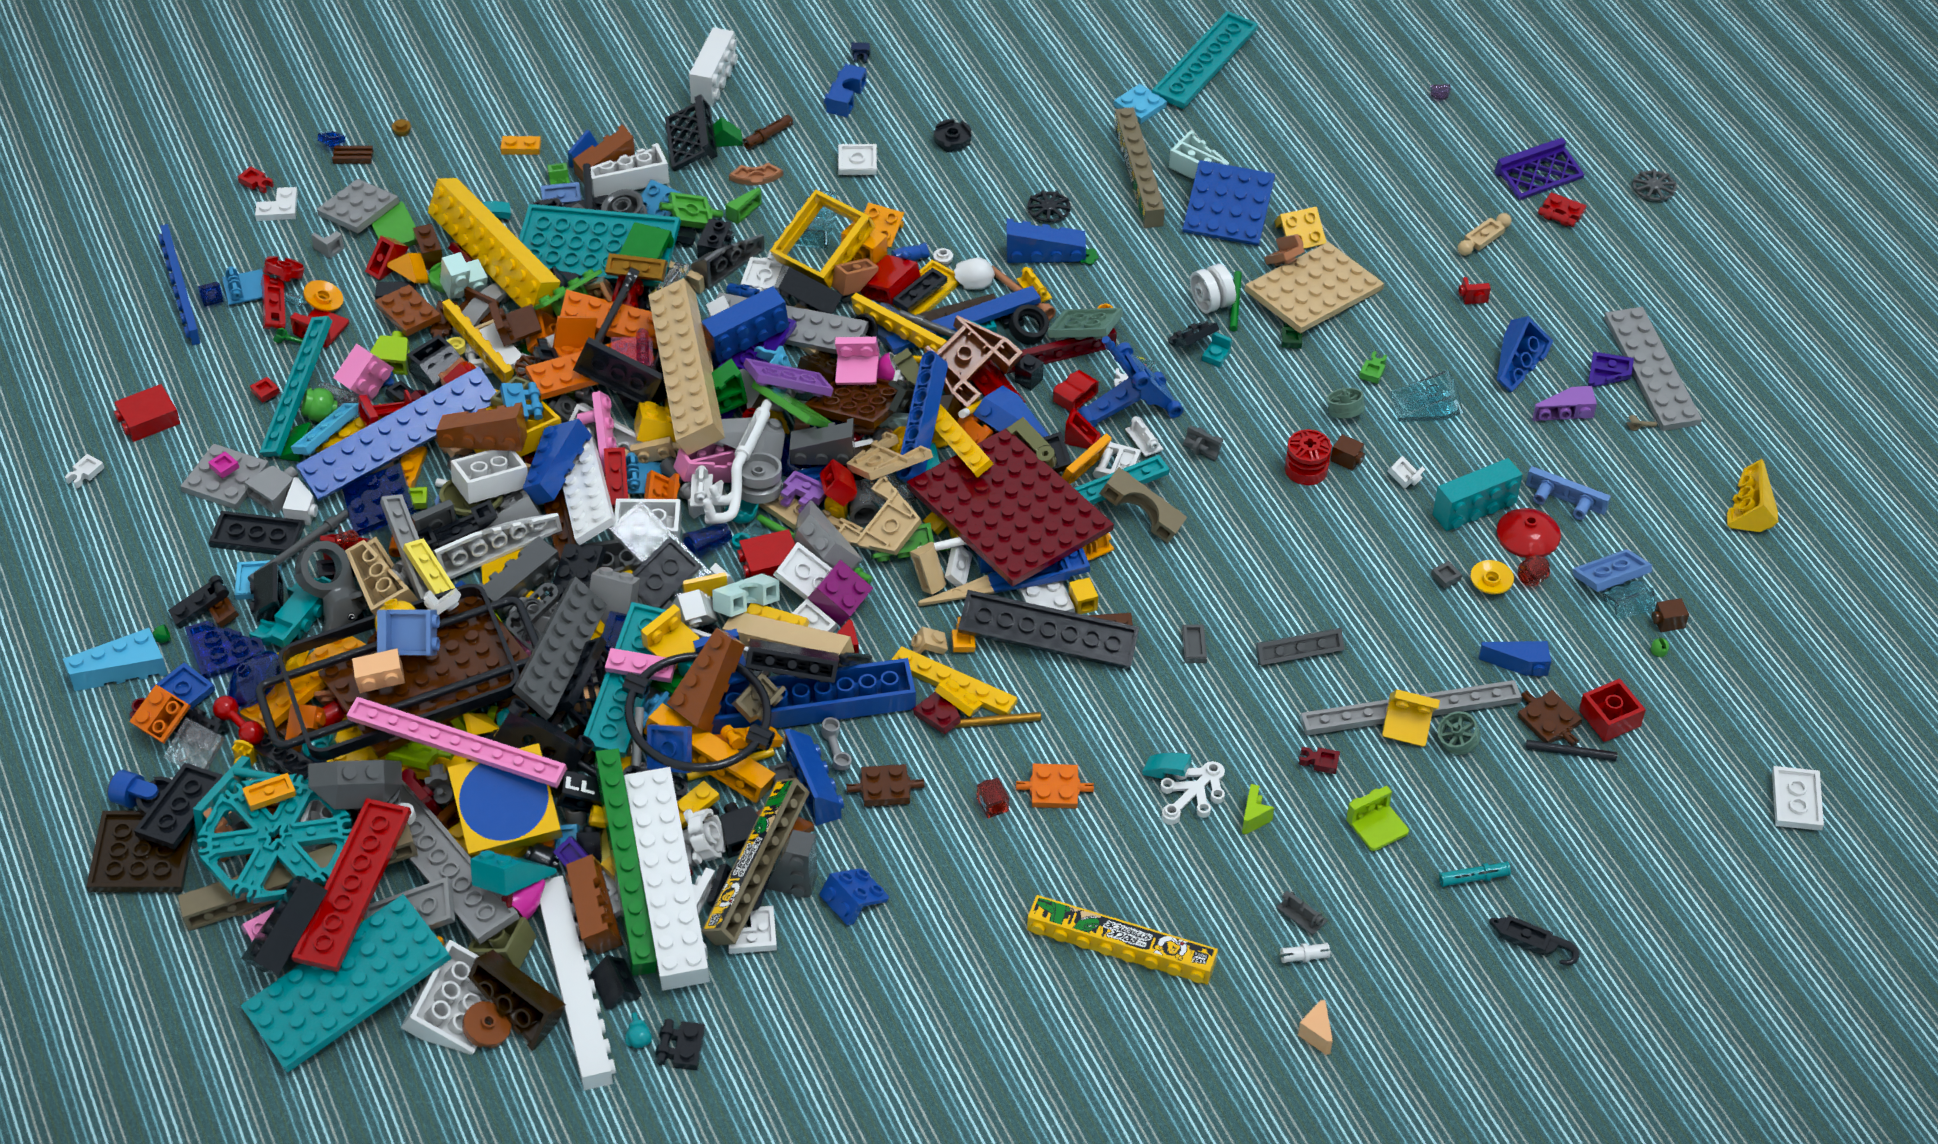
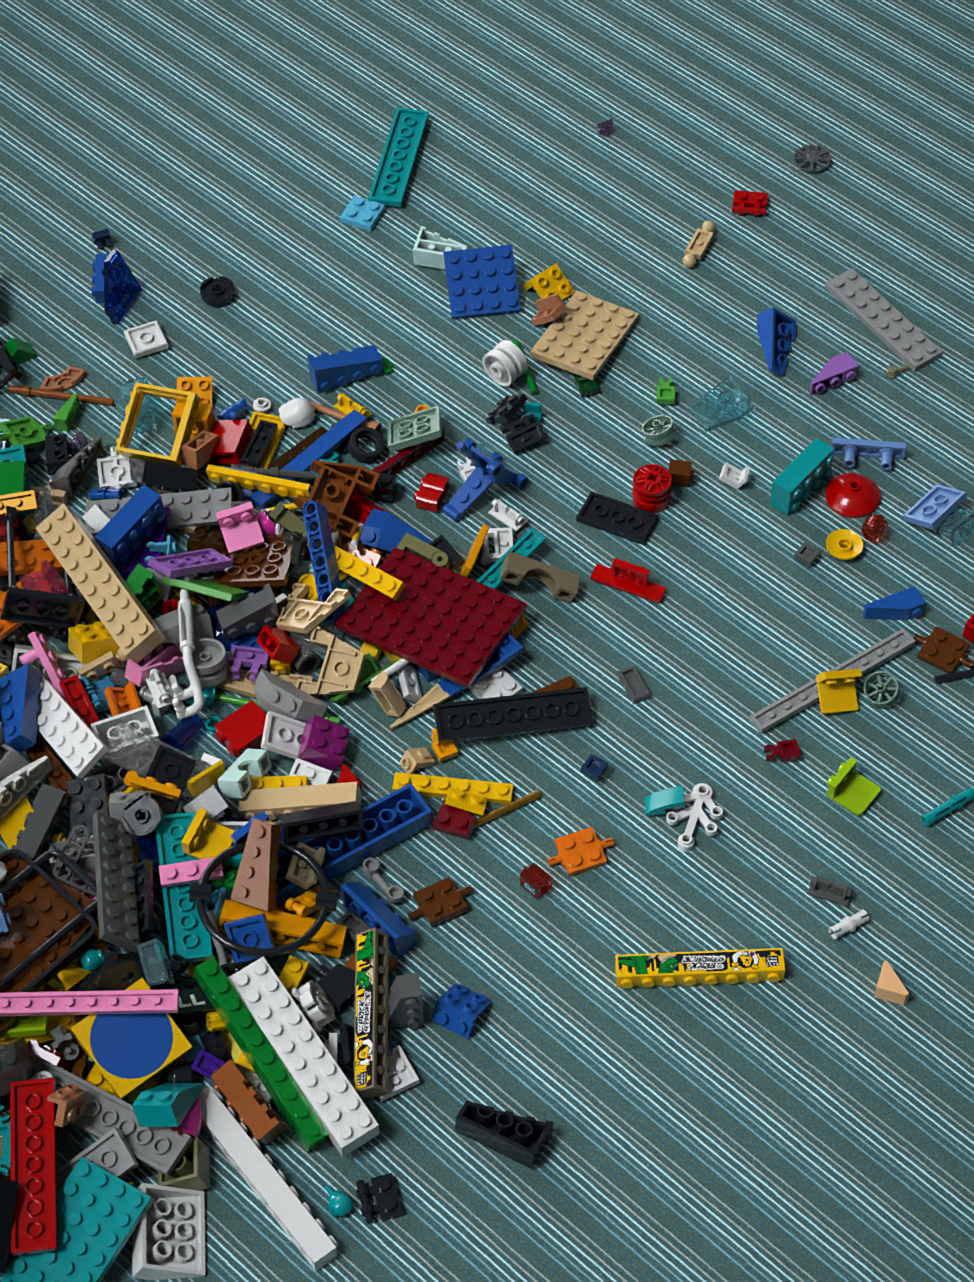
camera: 20 degrees left, 5 degrees up
(413, 839) = (70, 1104): none -> nougat bracket
(479, 1032) = (204, 1255): dark orange plate -> none
(517, 997) = (223, 1211): dark brown wedge -> none
(559, 734) = (155, 962): none -> clear light blue panel
(614, 981) = (296, 1164): black panel -> none
(626, 604) = (131, 814): none -> plate
(643, 571) = (151, 784): none -> light orange plate
(716, 174) = (28, 391): none -> dark orange bar
(741, 233) = (79, 441): none -> plate
(761, 135) = (52, 341): reddish brown pin -> none
(836, 1025) = (504, 1132): none -> black wedge
(852, 101) = (119, 287): none -> clear blue plate
(854, 658) = (366, 799): black axle -> none
(1049, 206) = (329, 331): black wheel -> none
(1079, 431) = (454, 528): red slope -> none
(1083, 595) = (525, 674): yellow brick -> none
(1109, 708) = (594, 767): none -> dark blue tile
(1139, 167) = (390, 272): dark tan brick -> none
(1199, 367) = (525, 437): none -> black plate
(1202, 442) = (559, 503): dark grey hips -> none
(1239, 538) = (629, 579): none -> red bracket
(1256, 814) = (752, 817): lime slope -> none
(1259, 476) = (617, 518): none -> black tile
(1299, 646) = (721, 658): dark grey plate -> none
(1474, 292) = (714, 299): red bracket -> none
(1532, 158) = (697, 171): dark purple fence -> none
(1609, 369) = (851, 331): dark purple wing -> none

